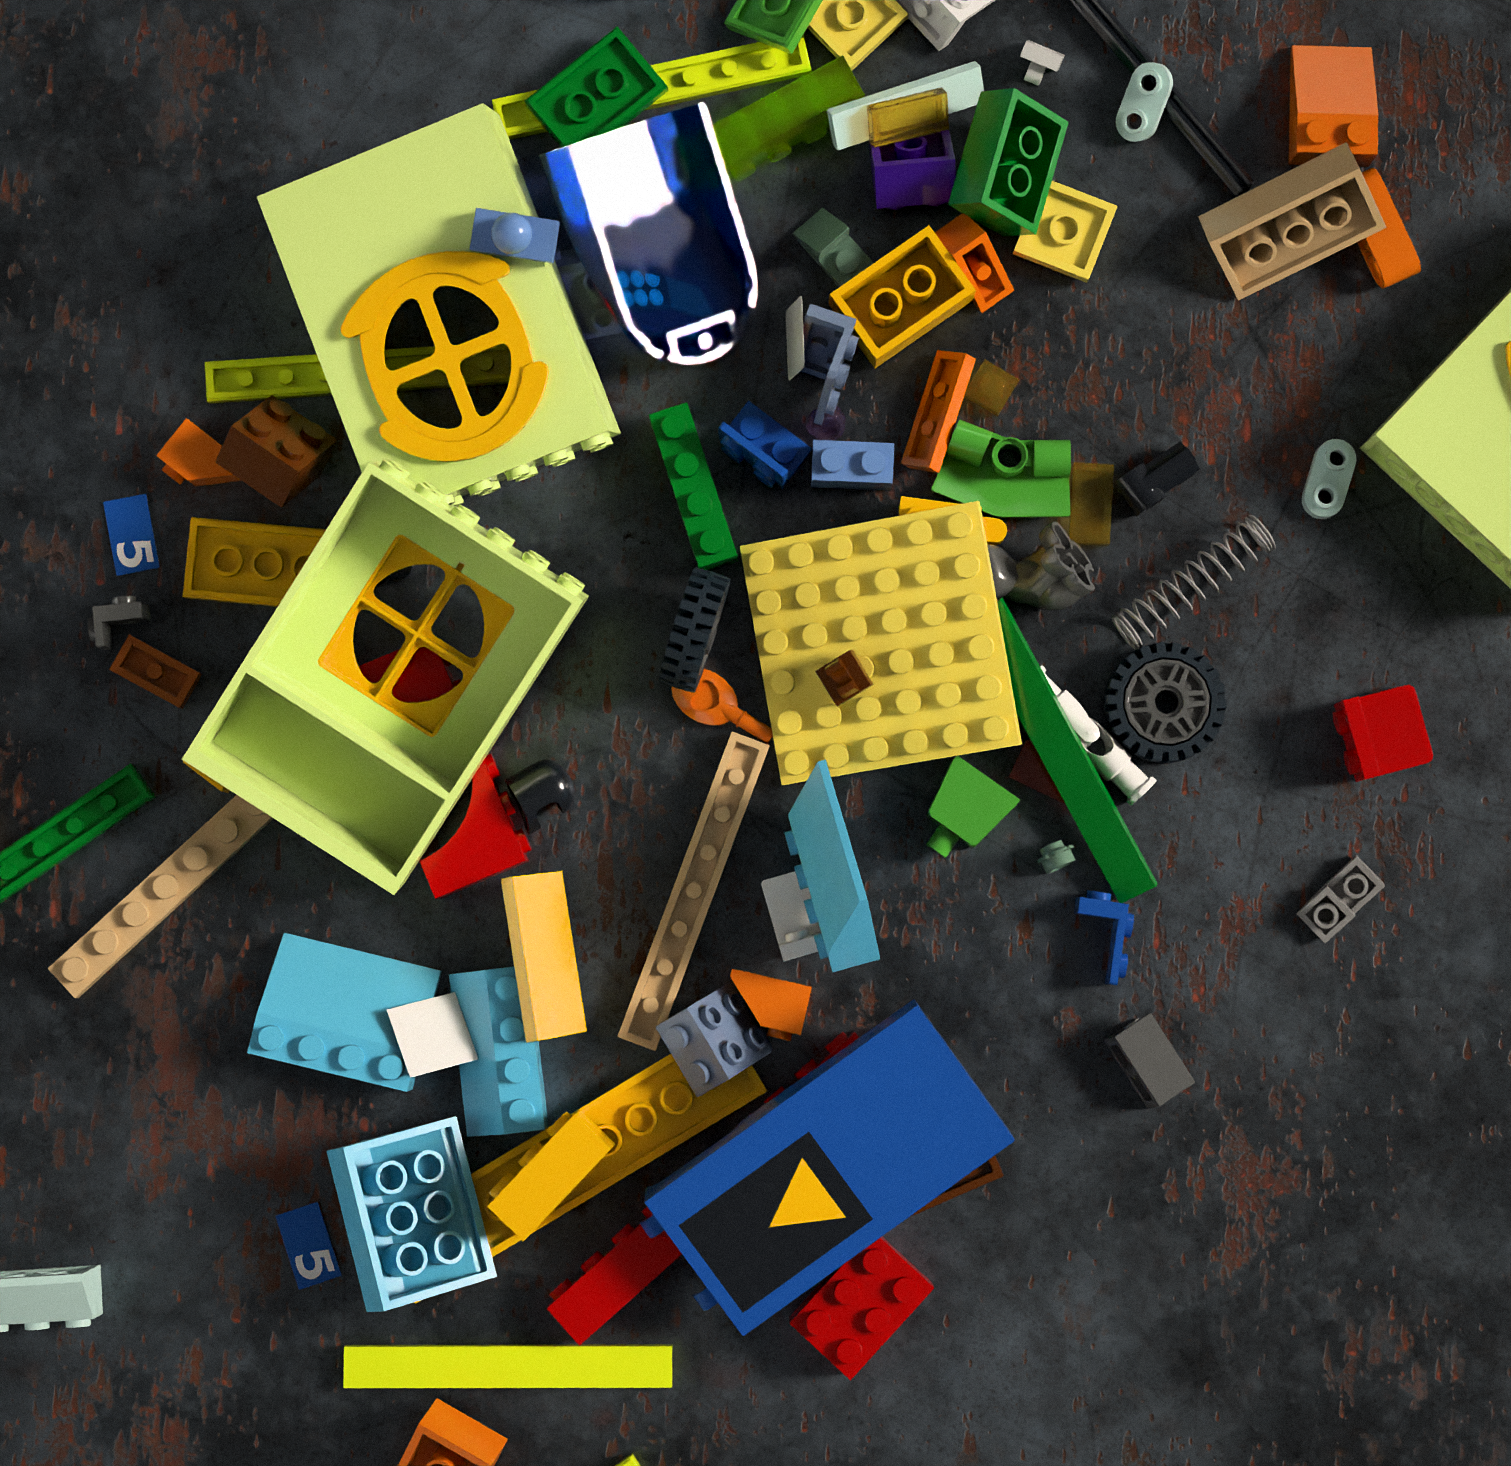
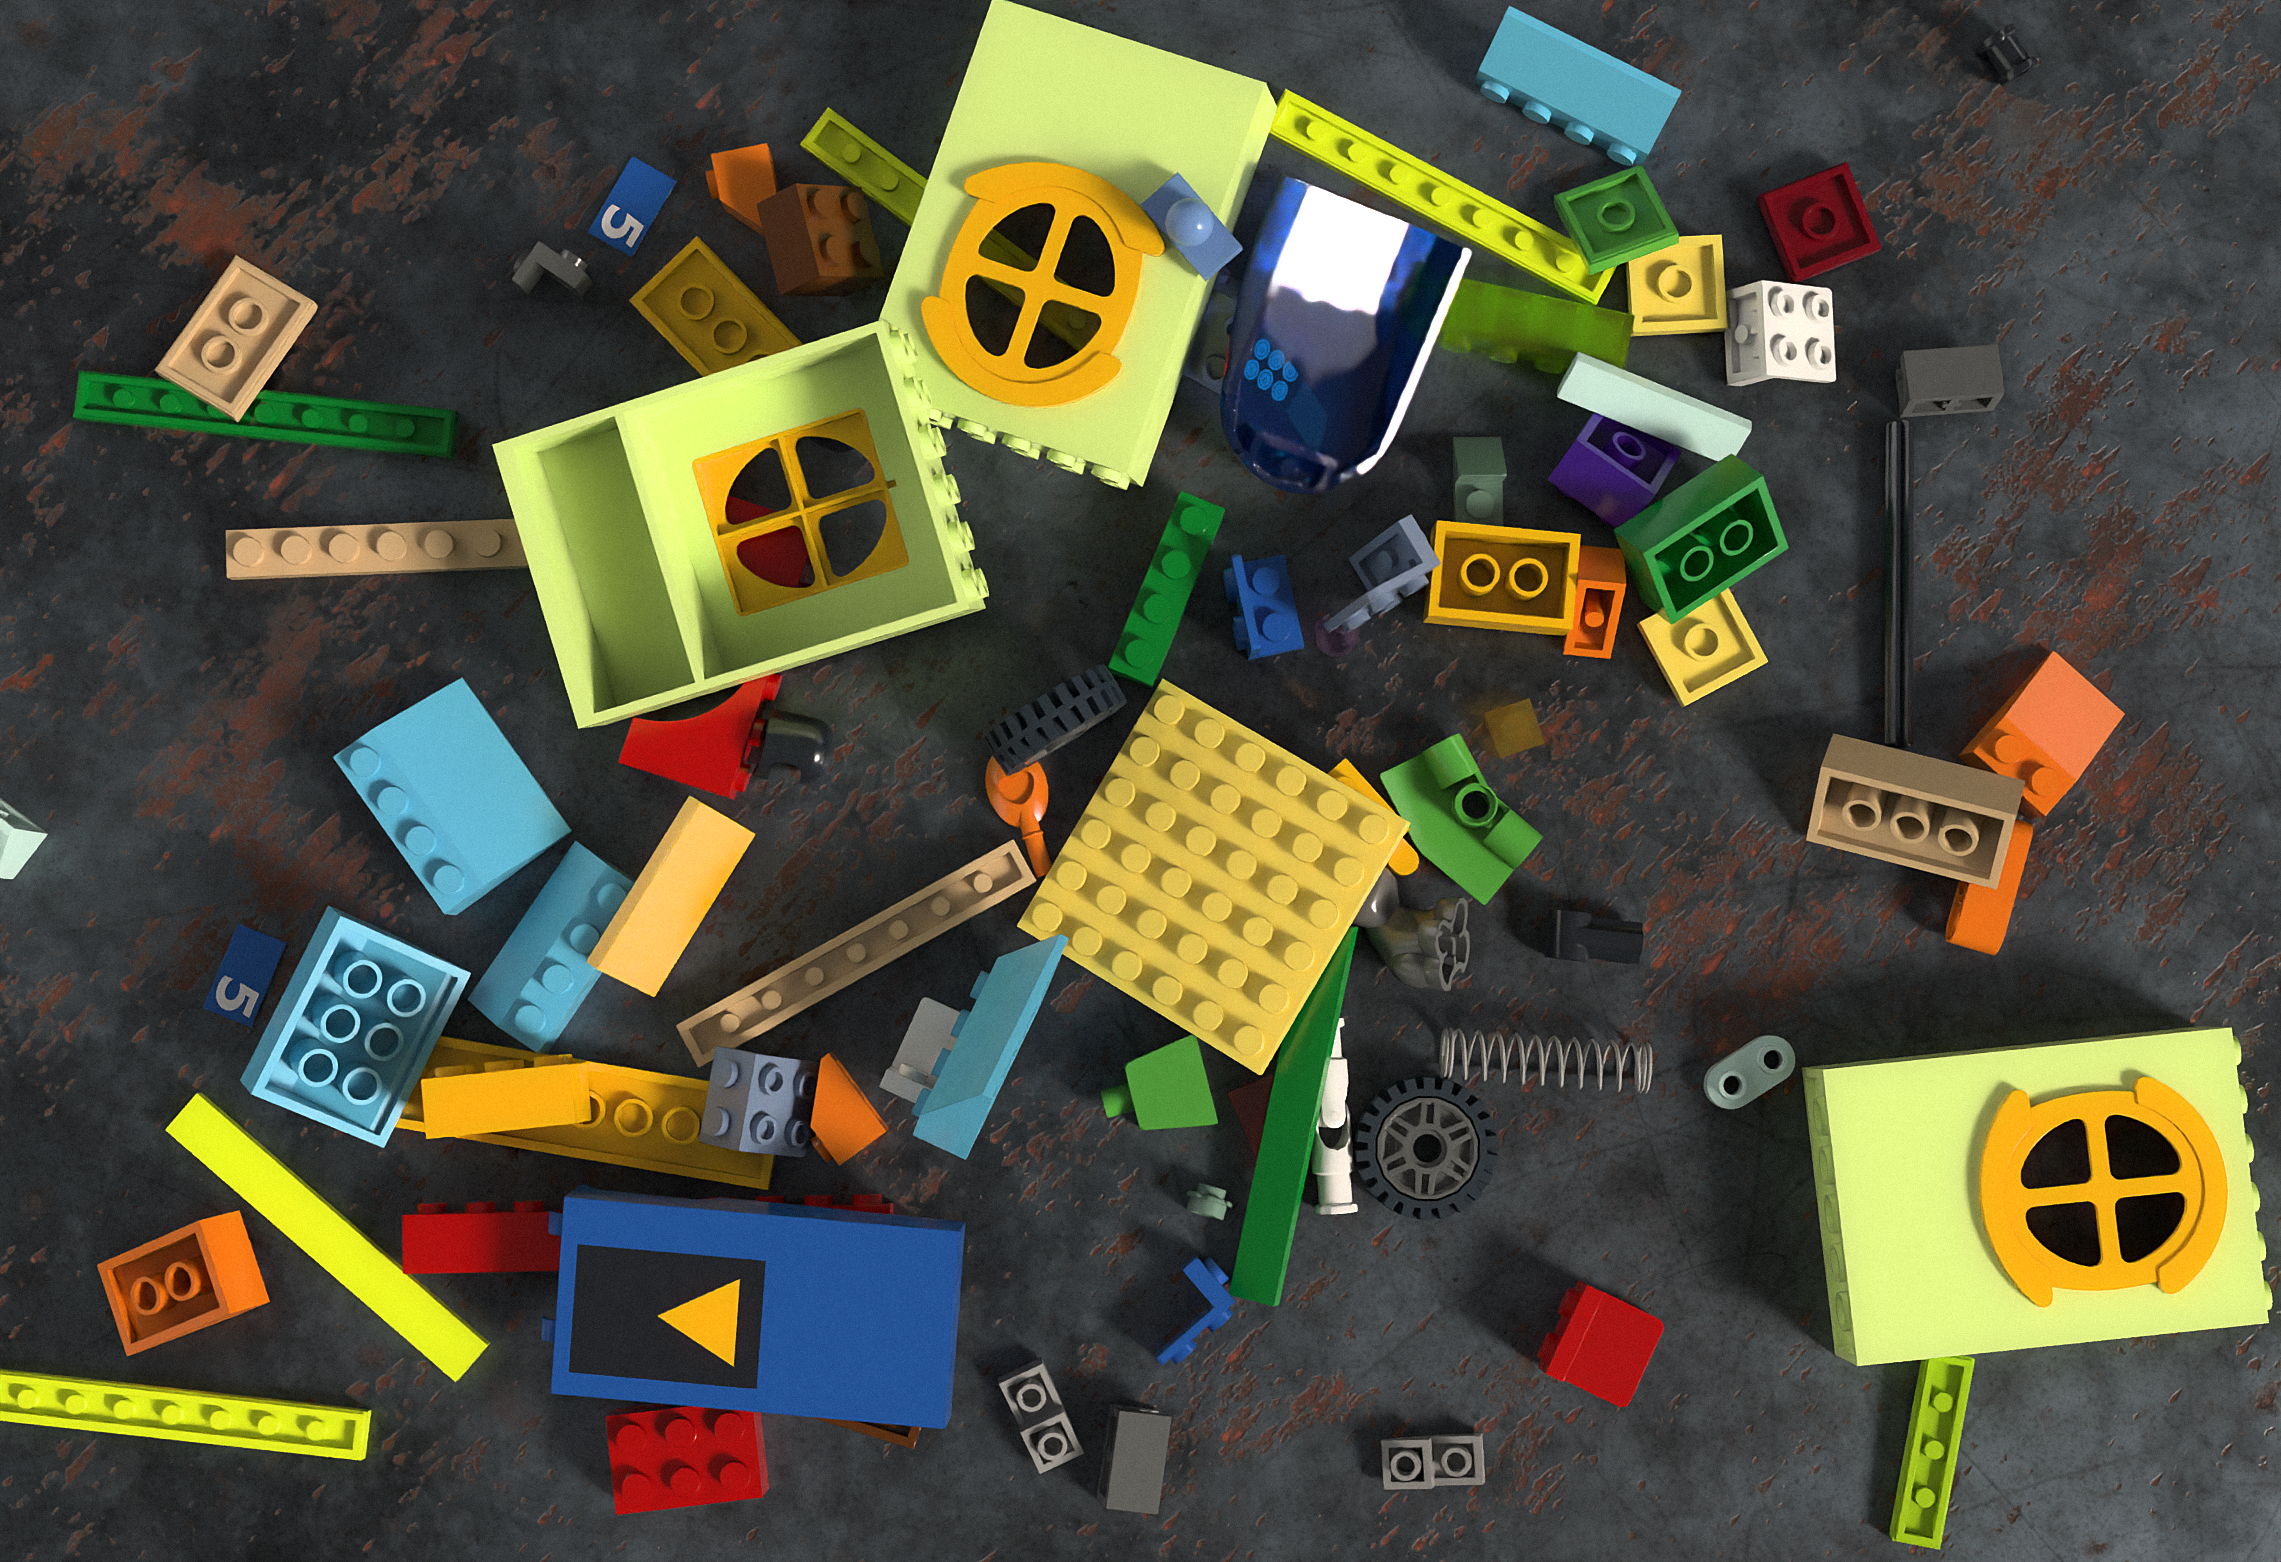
camera: 30 degrees right, 0 degrees up
(155, 671) = (547, 347): dark orange plate -> none
(432, 1034) = (511, 882): white sticker -> none
(597, 91) = (1385, 161): green tile -> none
(795, 338) = (1372, 534): white sticker -> none
(844, 677) = (1152, 878): reddish brown tile -> none
(852, 465) = (1326, 691): medium blue brick -> none
(908, 117) = (1646, 420): clear yellow tile -> none
(938, 411) = (1446, 709): orange plate -> none
(1040, 58) = (1813, 470): white tile -> none
(1066, 1085) = (1040, 1415): none -> light grey slope
(1091, 503) = (1513, 910): clear yellow tile -> none
(1145, 103) = (1872, 588): light aqua plate -> none

